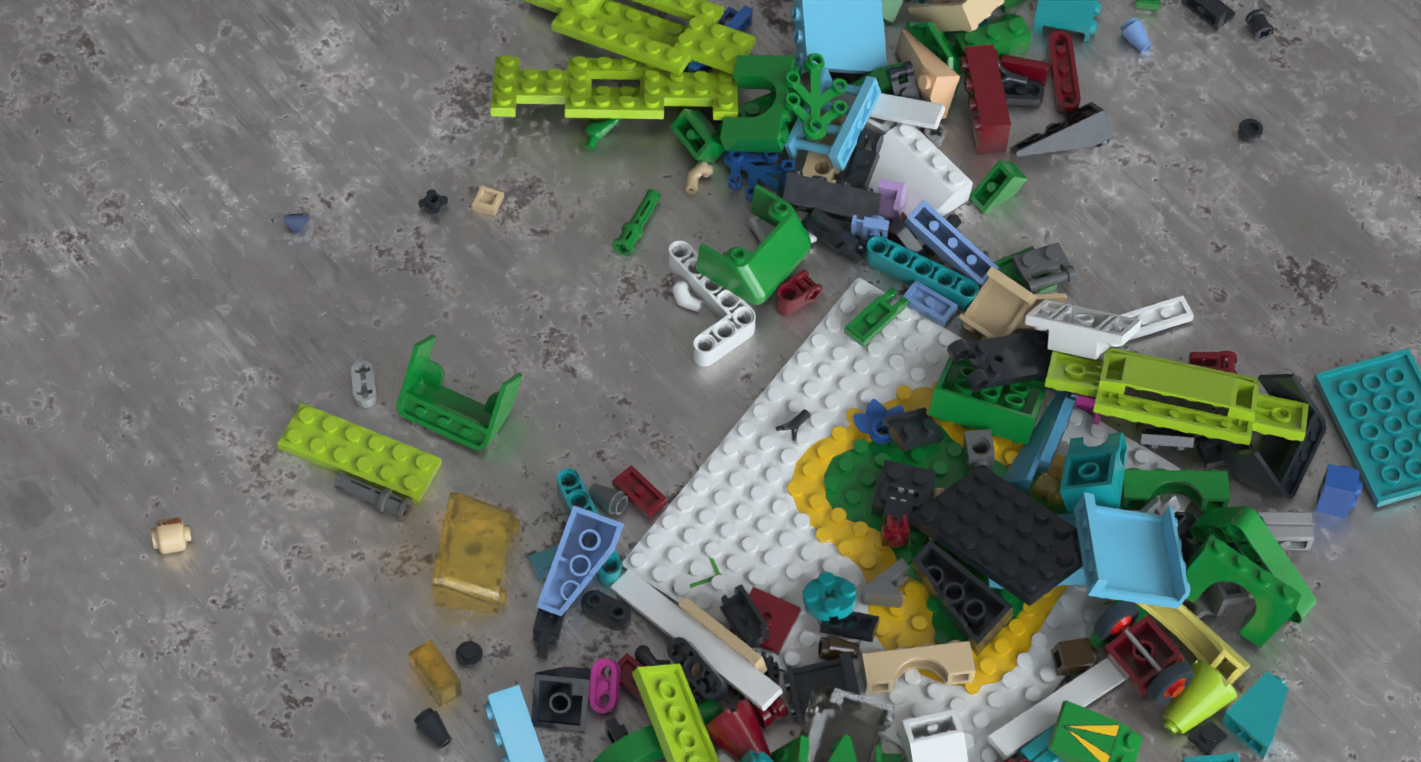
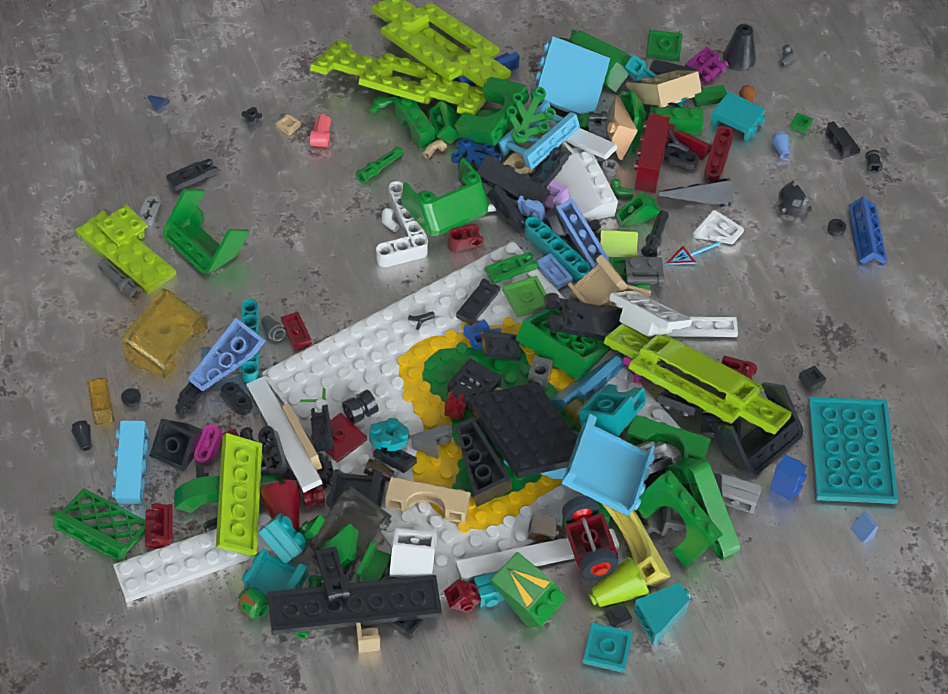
camera: 20 degrees right, 5 degrees down
(341, 417) = (123, 225): none -> lime hinge
(394, 314) = (192, 174): none -> black hinge
(539, 203) = (320, 135): none -> coral piece
(672, 156) = (421, 128): none -> green arch
(776, 572) = (359, 407): none -> black wheel
(855, 378) = (477, 302): none -> black plate
(912, 350) = (525, 296): none -> bright green tile
(963, 163) = (619, 190): none -> green arm
(994, 235) = (619, 242): none -> lime slope
(1034, 228) = (654, 240): none -> black pin
(1079, 231) = (682, 256): none -> piece
(1109, 179) = (718, 229): none -> white wing
(1186, 111) = (793, 201): none -> black cylinder
(1290, 124) = (867, 231): none -> blue fence
(1307, 347) = (812, 378): none -> black plate

